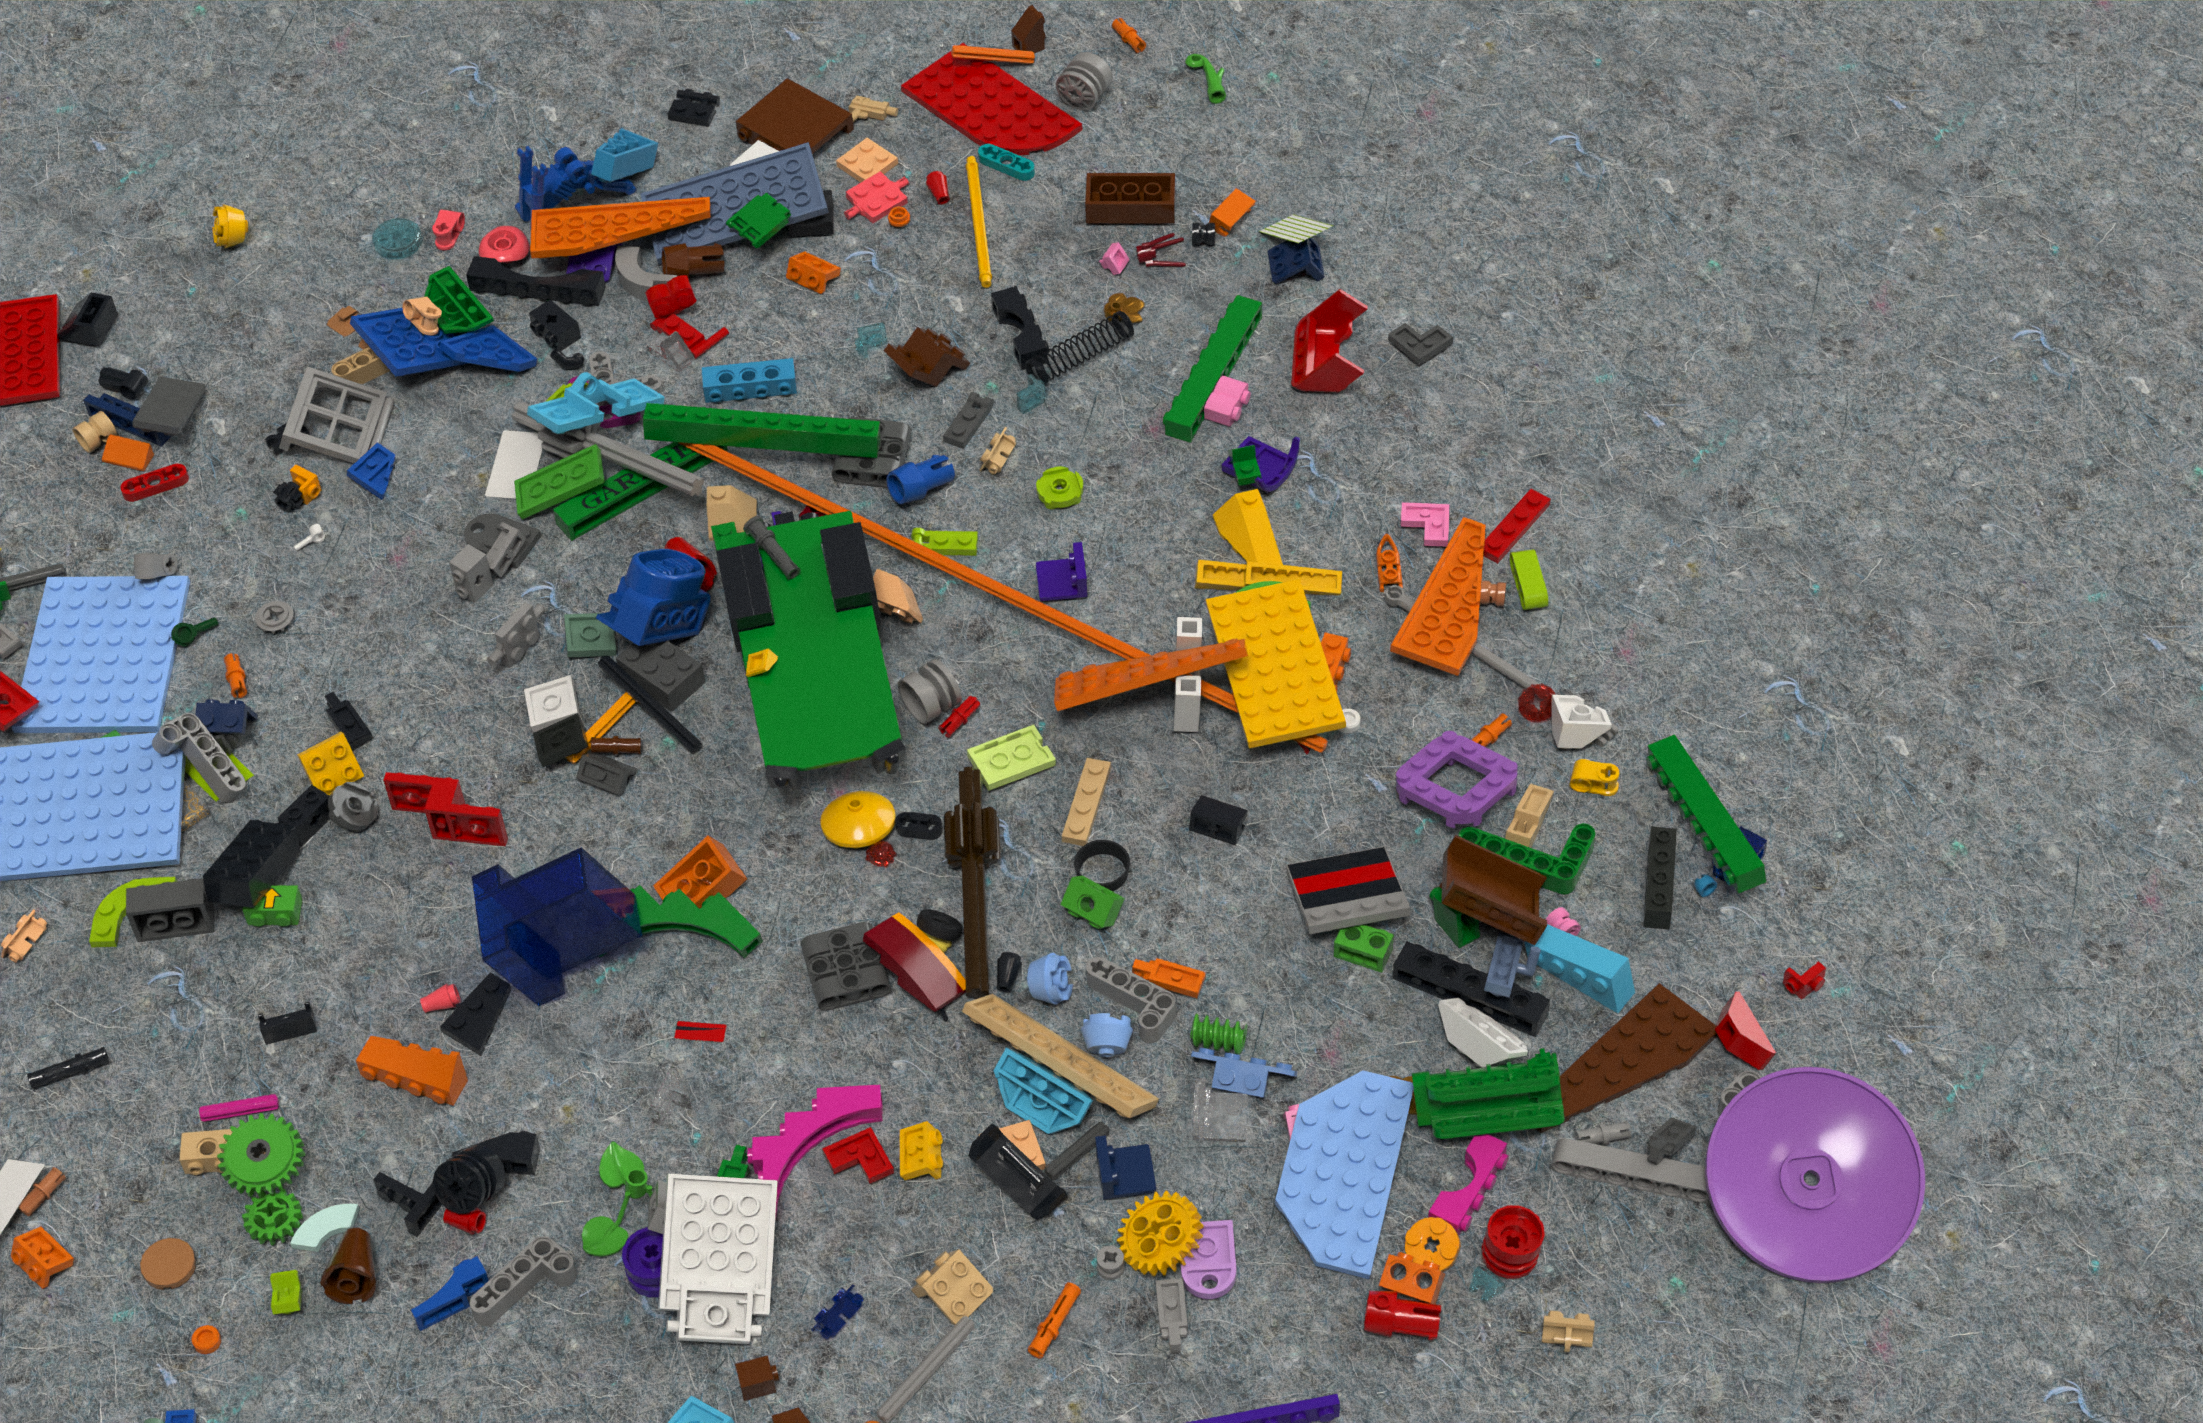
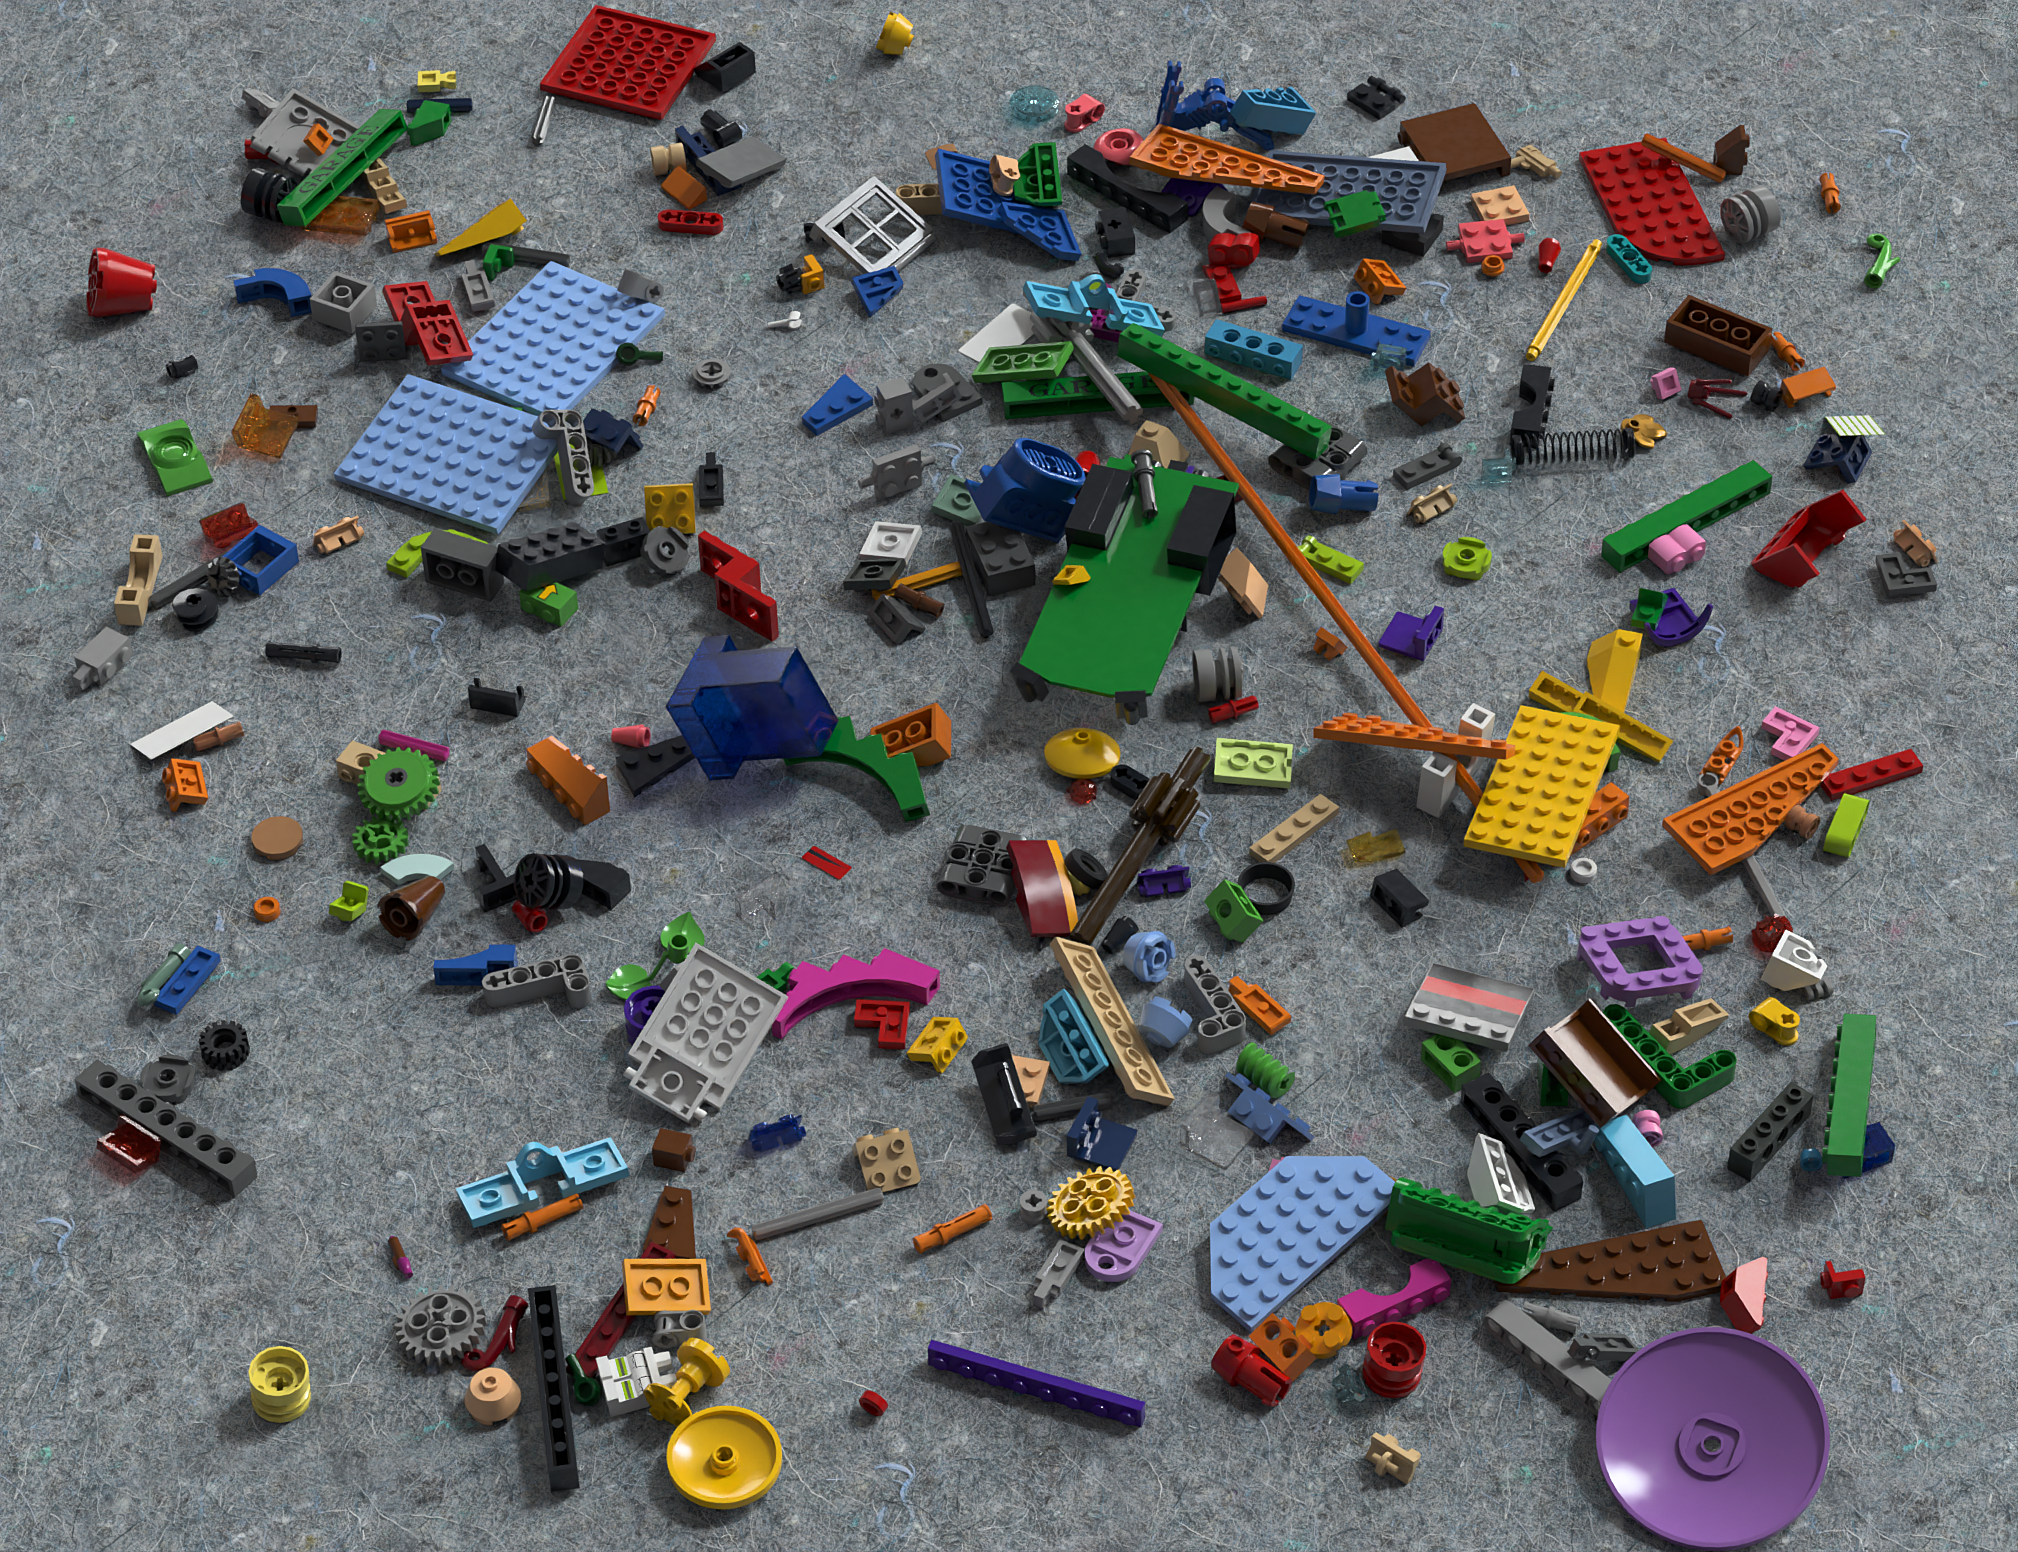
camera: 30 degrees right, 5 degrees down
(411, 596) = (838, 404): none -> blue wing
(819, 322) = (1353, 326): none -> blue plate
(995, 615) = (1329, 641): none -> orange tile
(1002, 907) = (1172, 877): none -> dark purple hinge
(1166, 783) = (1383, 846): none -> clear yellow slope
(1192, 188) = (1787, 351): none -> orange pin
(1418, 312) = (1921, 551): none -> light nougat hinge

